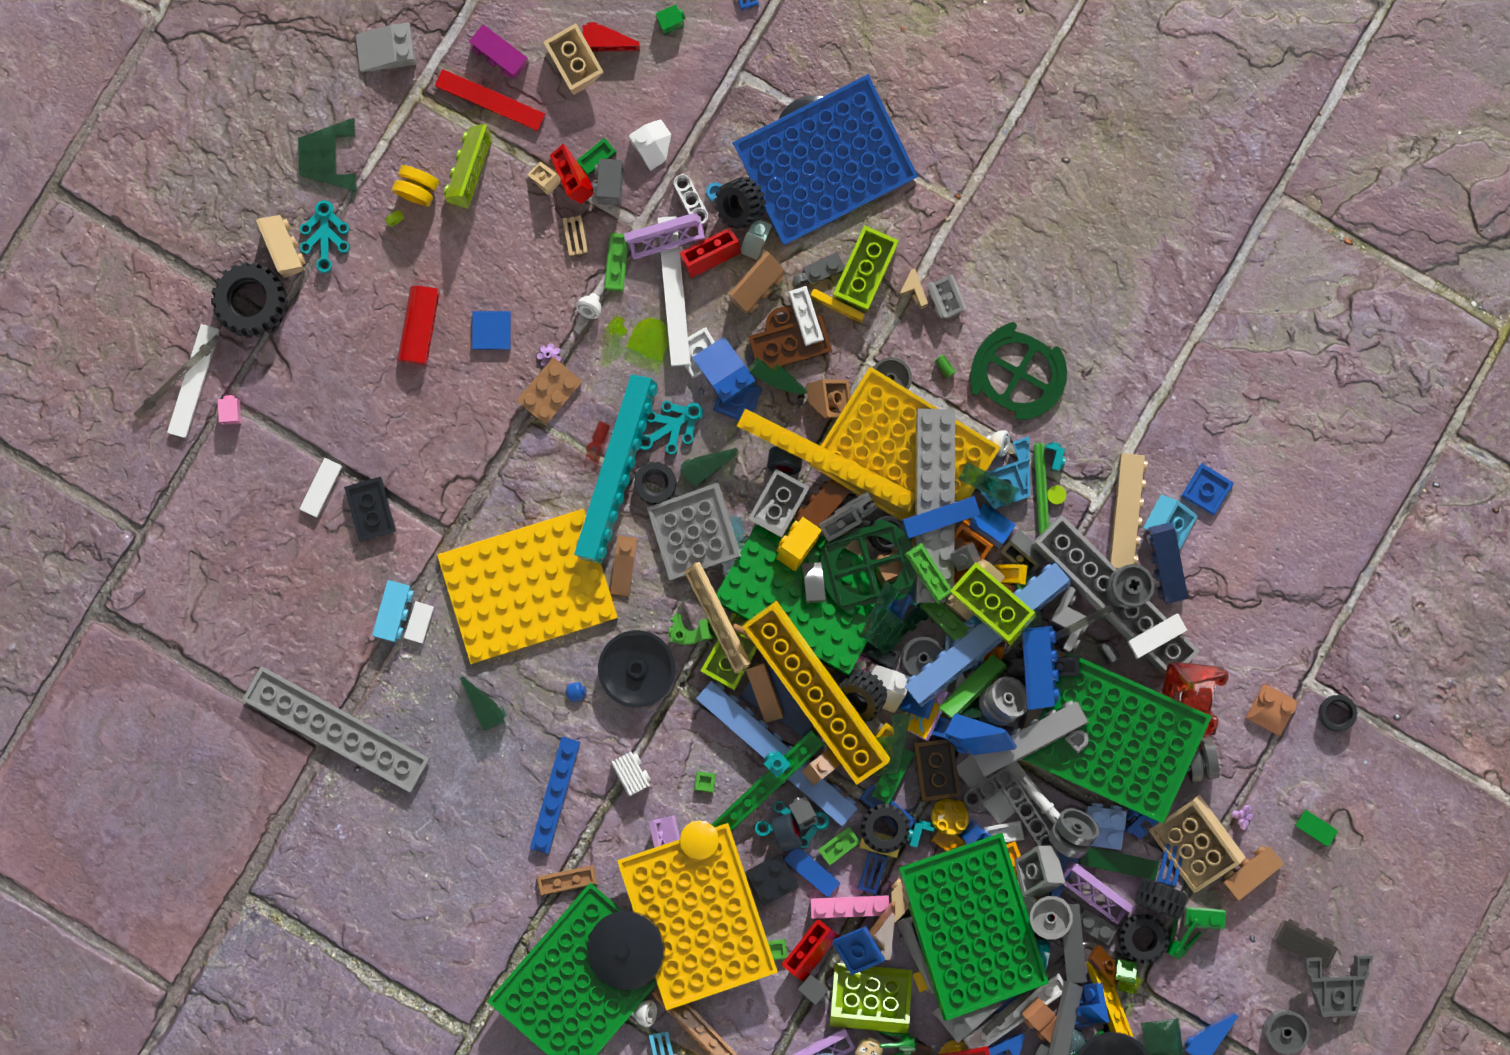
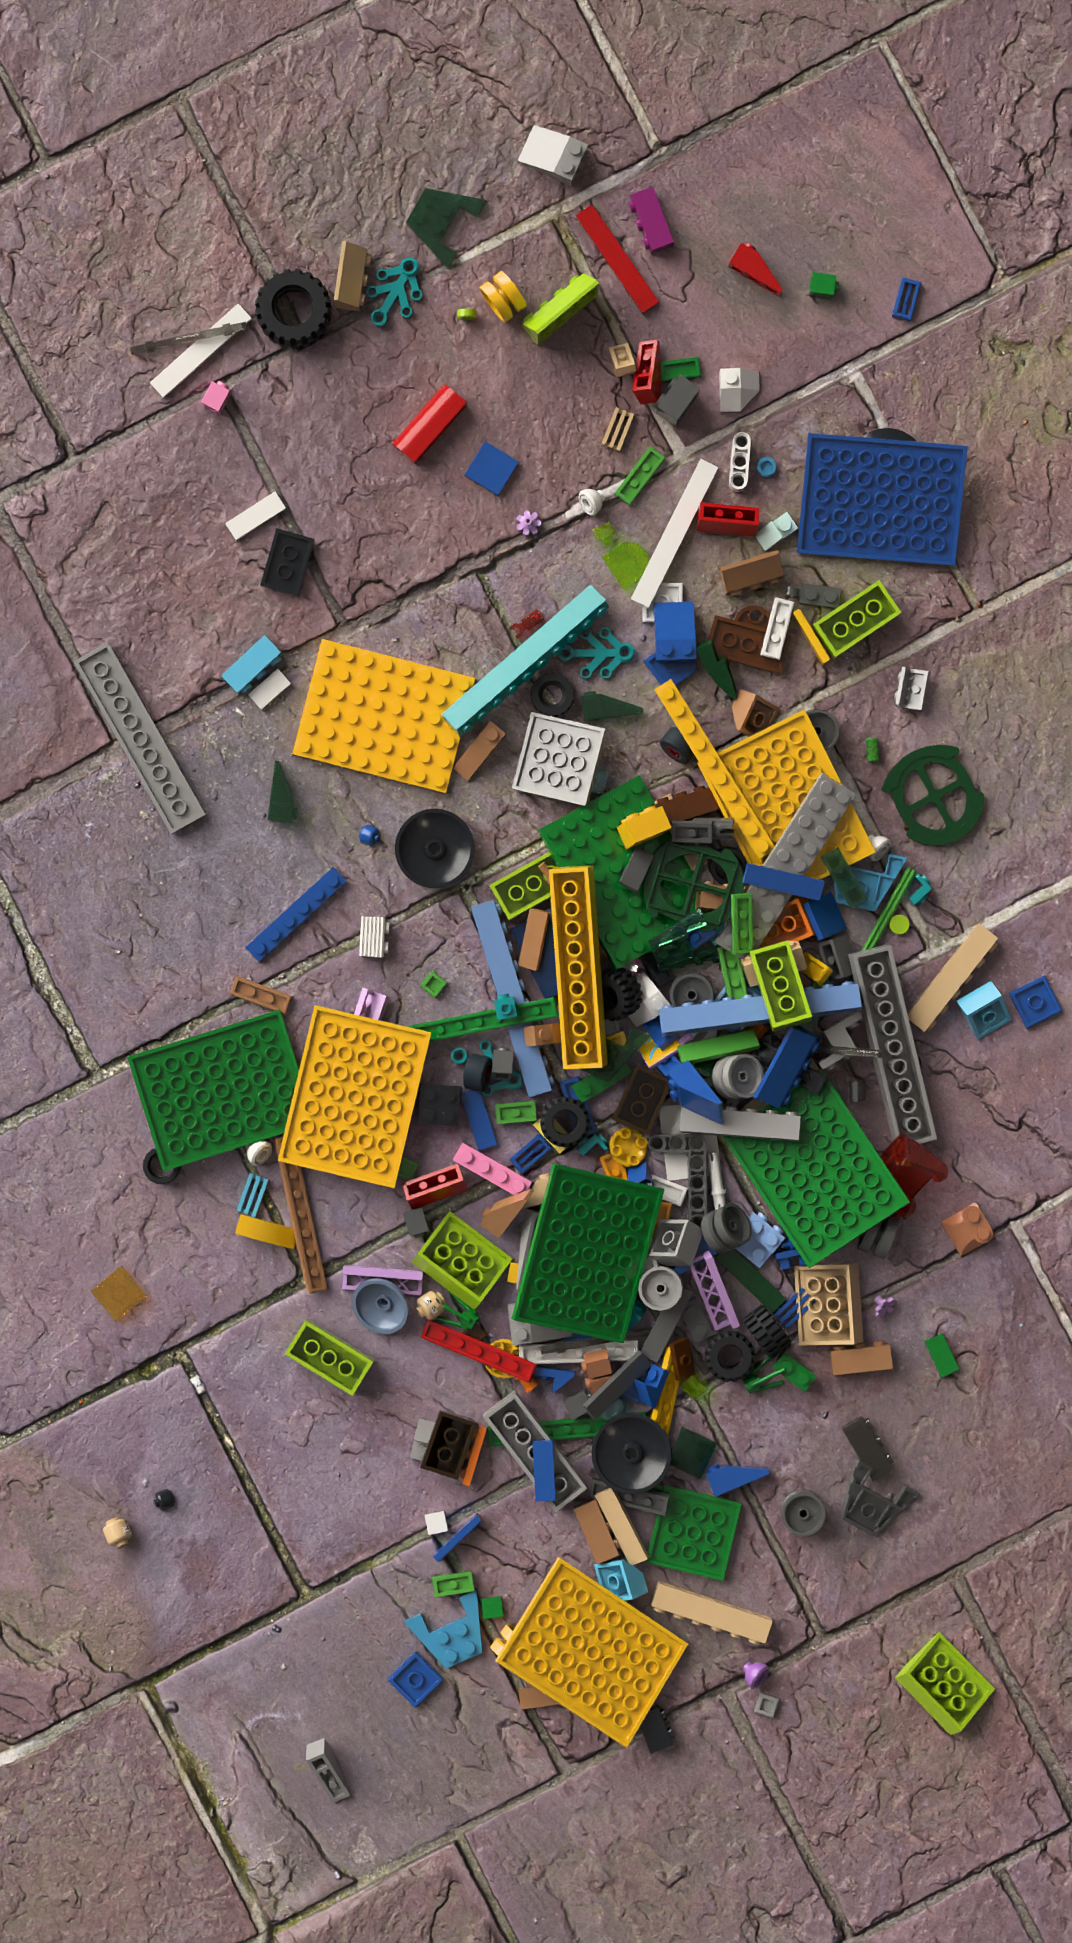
camera: 30 degrees right, 5 degrees up
(549, 391) = (509, 554): medium nougat plate -> none
(574, 58) = (714, 268): tan slope -> none
(626, 950) = (274, 1087): black dish -> none
(665, 228) = (699, 472): lavender fence -> none
(699, 840) = (396, 1032): yellow dish -> none
(702, 633) = (514, 853): bright green tile -> none
(717, 617) = (532, 847): tan tile -> none
(751, 198) = (770, 487): black tyre -> none
(779, 503) = (649, 780): light grey slope -> none
(858, 950) = (476, 1213): blue tile -> none
(881, 329) = (836, 681): clear tile -> none
(913, 285) = (888, 659): tan slope -> none
(965, 556) = (783, 929): dark grey brick -> none
(1078, 740) = (780, 1150): light grey tile -> none
(1126, 971) = (697, 1374): bright green tile -> none
(1140, 581) = (921, 1050): dark grey wheel -> none
(1157, 635) = (907, 1102): white tile -> none
(1167, 562) = (957, 1045): dark blue brick -> none
(1352, 713) = (1025, 1282): black tyre -> none

